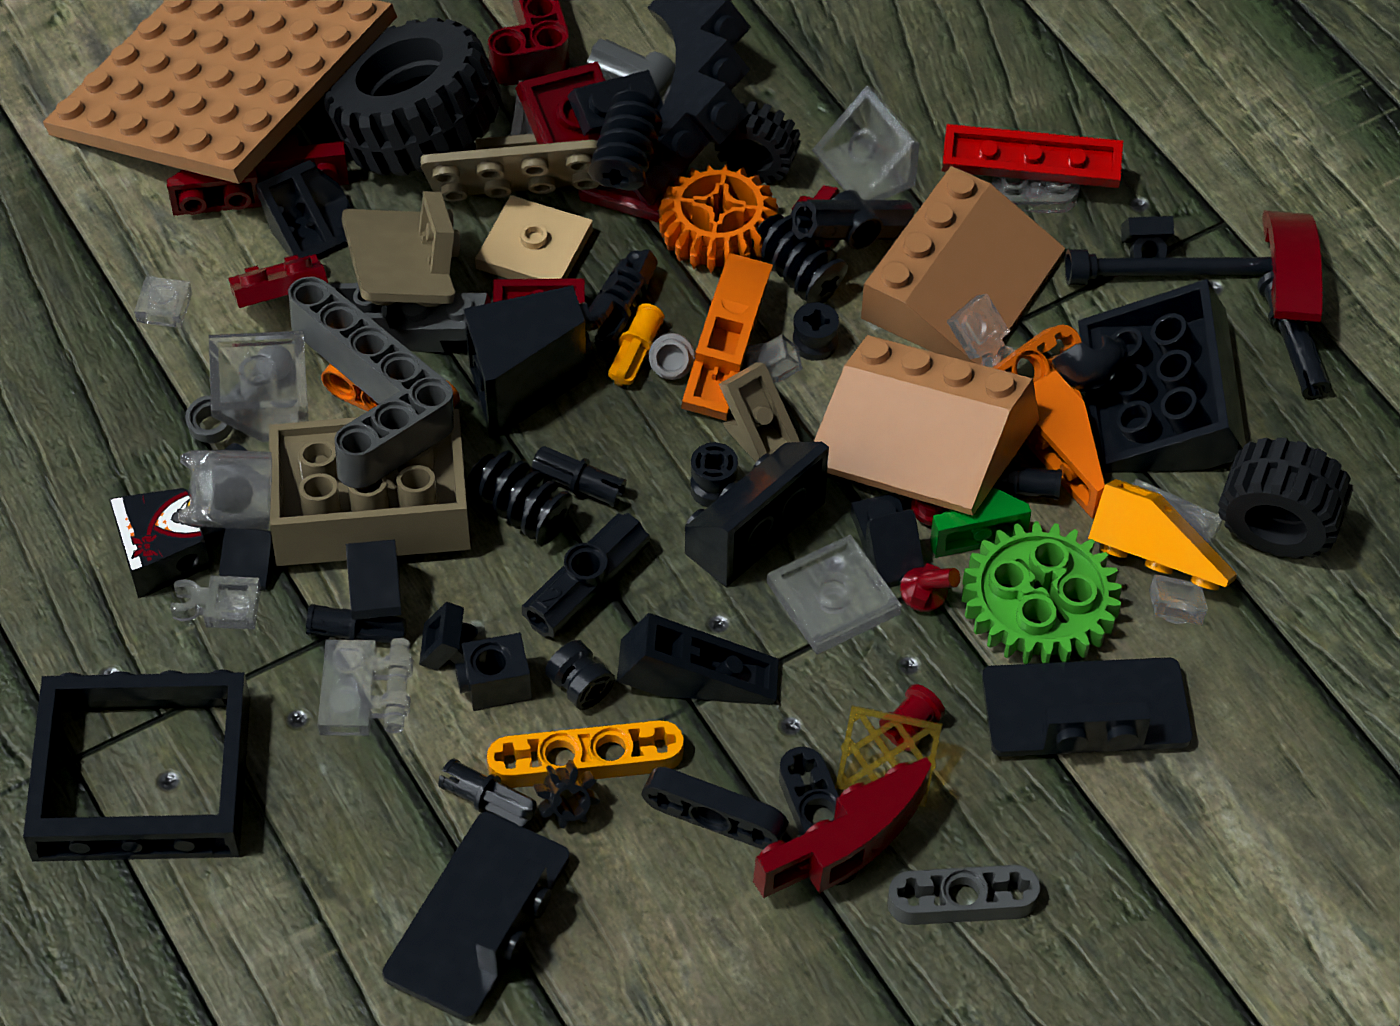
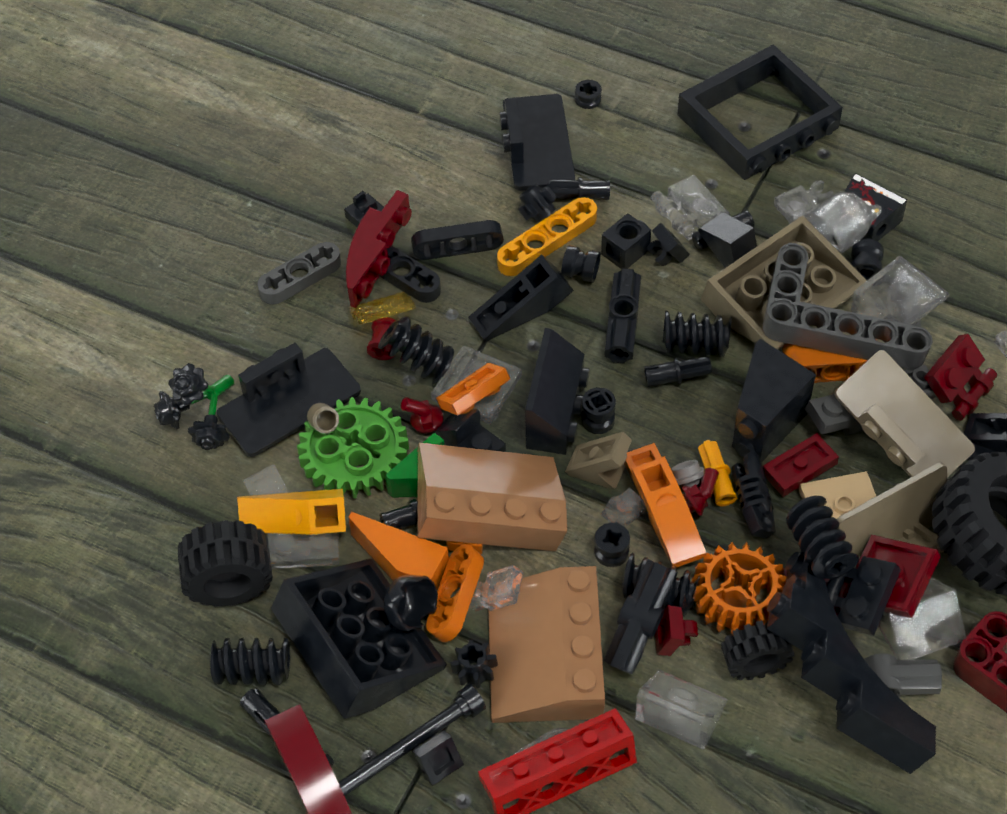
camera: 150 degrees right, 0 degrees up
(343, 972) = (588, 101): none -> black bush
(686, 322) = (697, 497): none -> dark red plate
(807, 942) = (360, 206): none -> black tile
(855, 552) = (480, 384): none -> orange plate
(889, 651) = (418, 347): none -> black piece
(1053, 291) = (471, 654): none -> black gear
(1066, 621) = (323, 418): none -> dark tan piece
(1222, 706) = (187, 390): none -> black plant
(1297, 410) = (249, 662): none -> black piece

